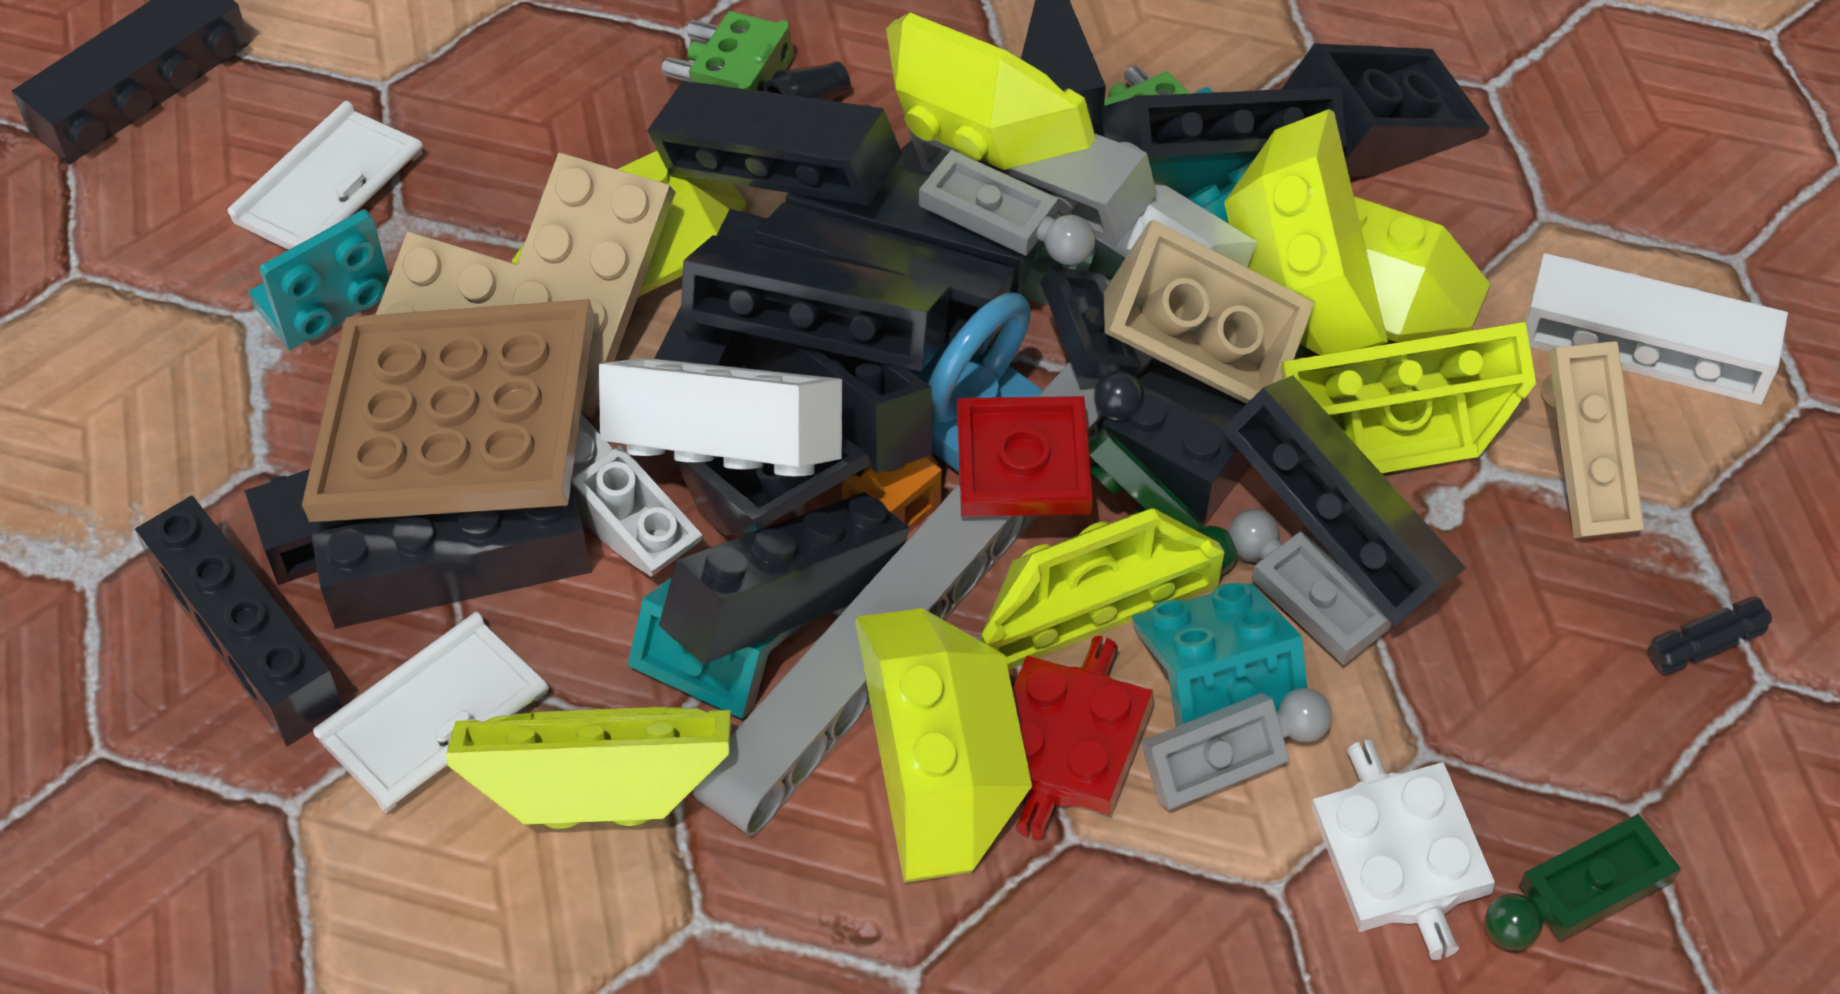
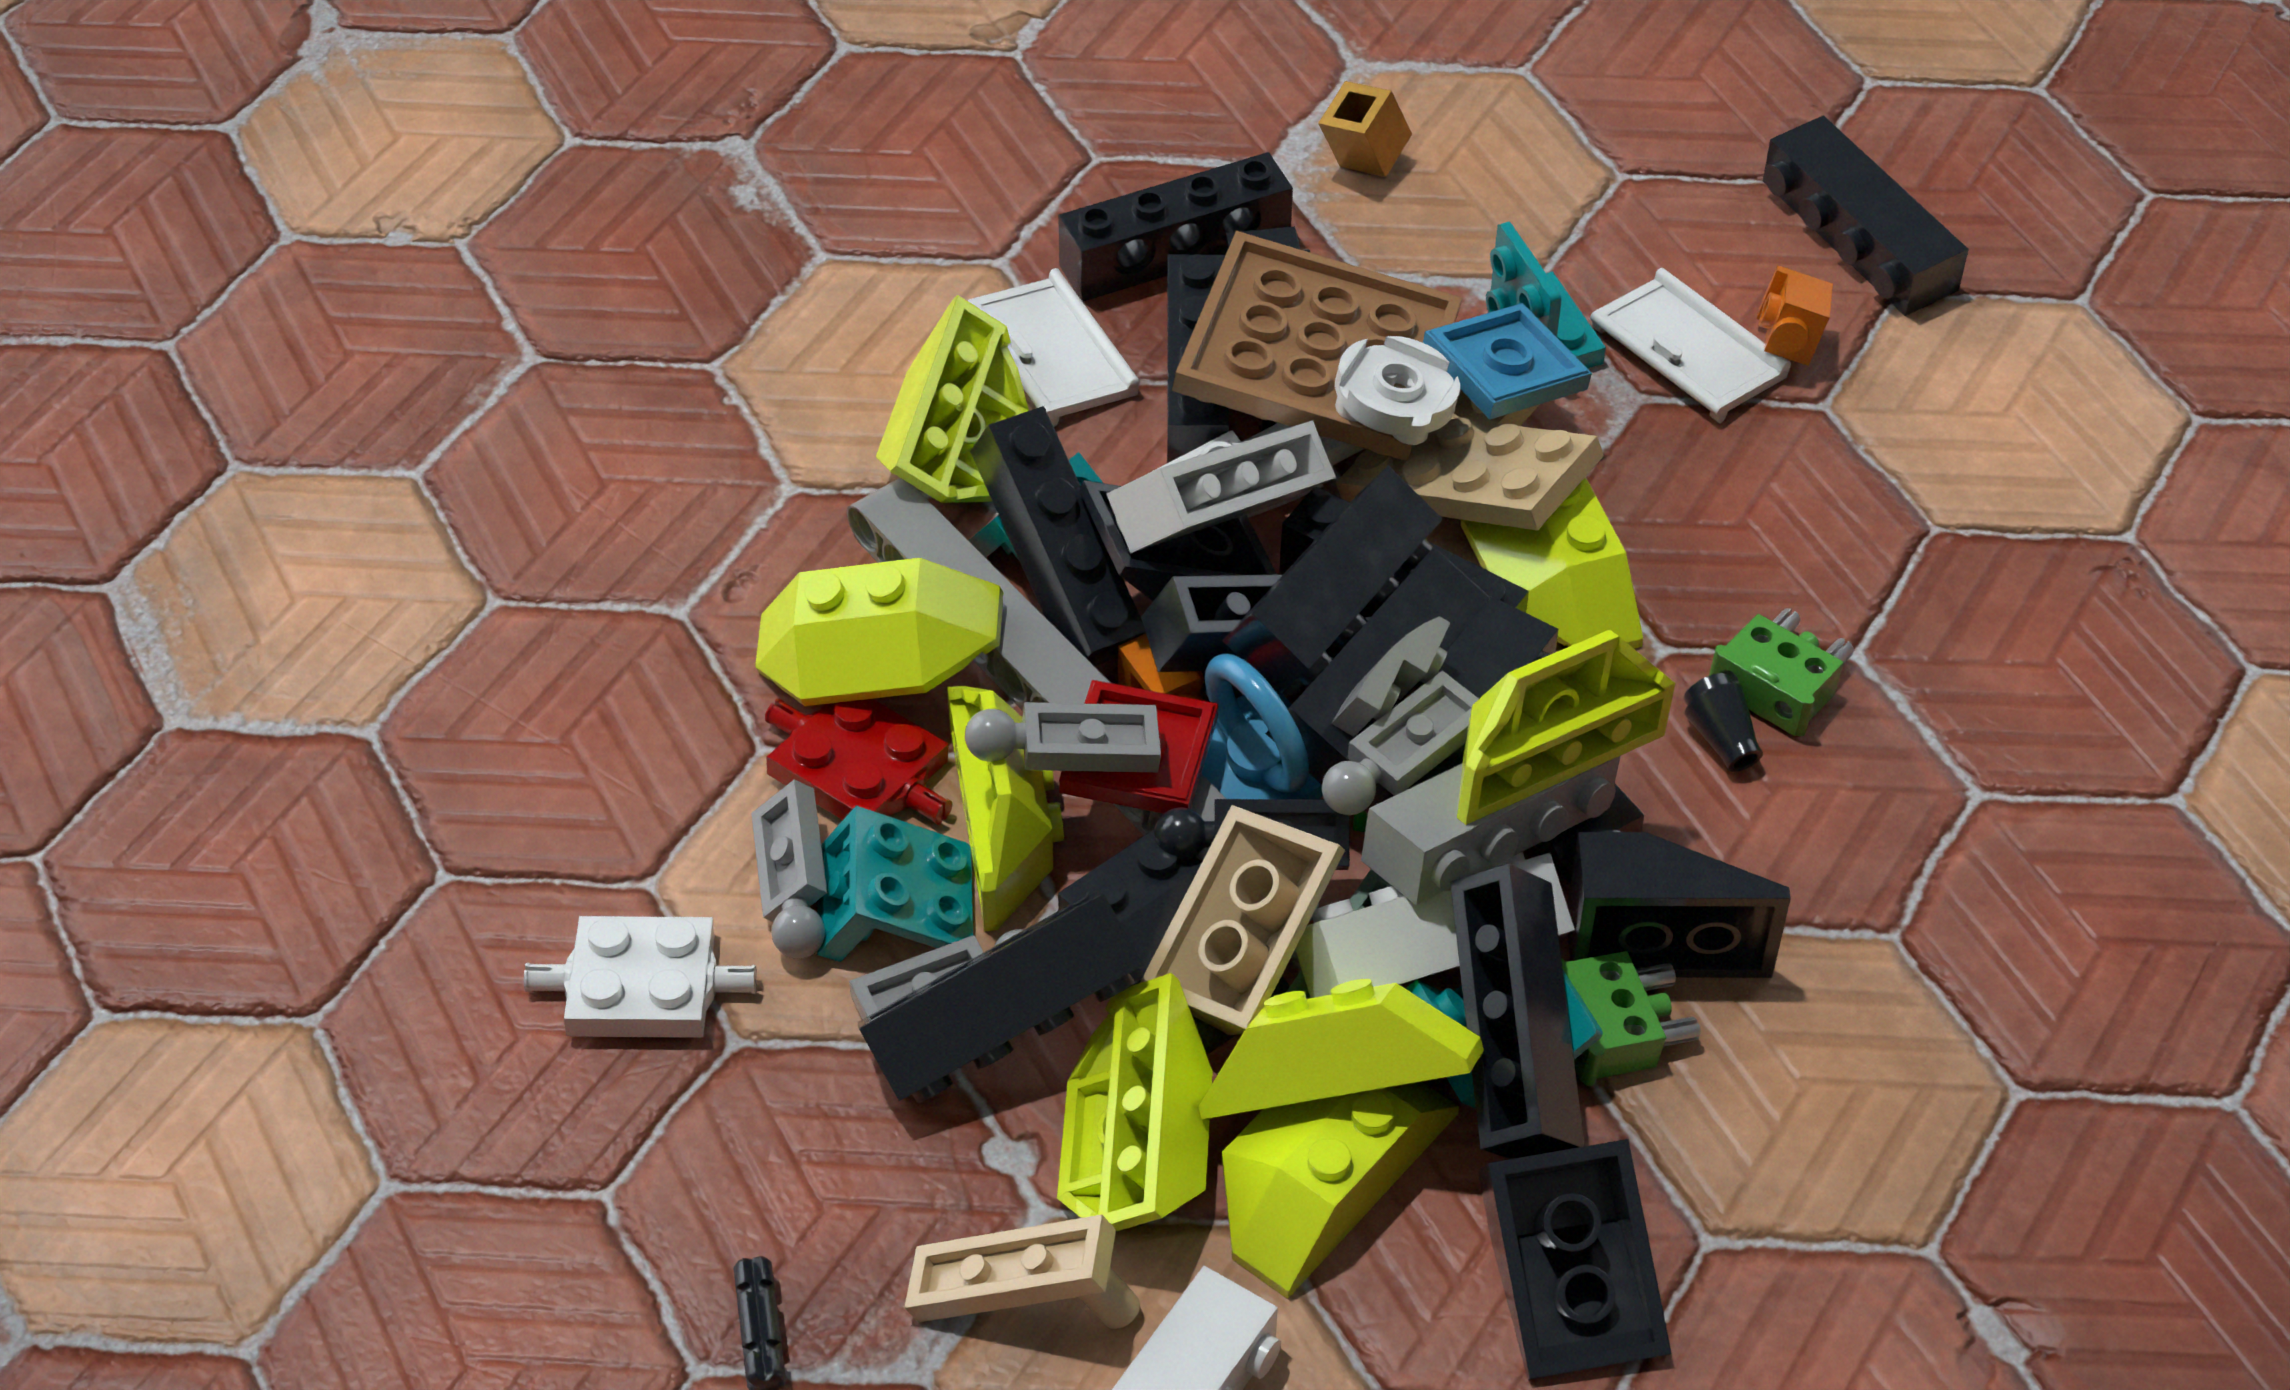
camera: 105 degrees right, 5 degrees down
(63, 465) = (1365, 128): none -> pearl gold brick
(297, 89) = (1794, 314): none -> orange brick
(446, 255) = (1508, 361): none -> dark azure tile
(547, 333) = (1368, 391): none -> white plate
(776, 142) = (1550, 582): black brick -> none
(931, 230) = (1399, 670): none -> light grey slope
(1069, 476) = (1070, 737): none -> light grey plate
(1121, 469) = (1087, 839): dark green plate -> none
(1583, 885) = (536, 1100): dark green plate -> none

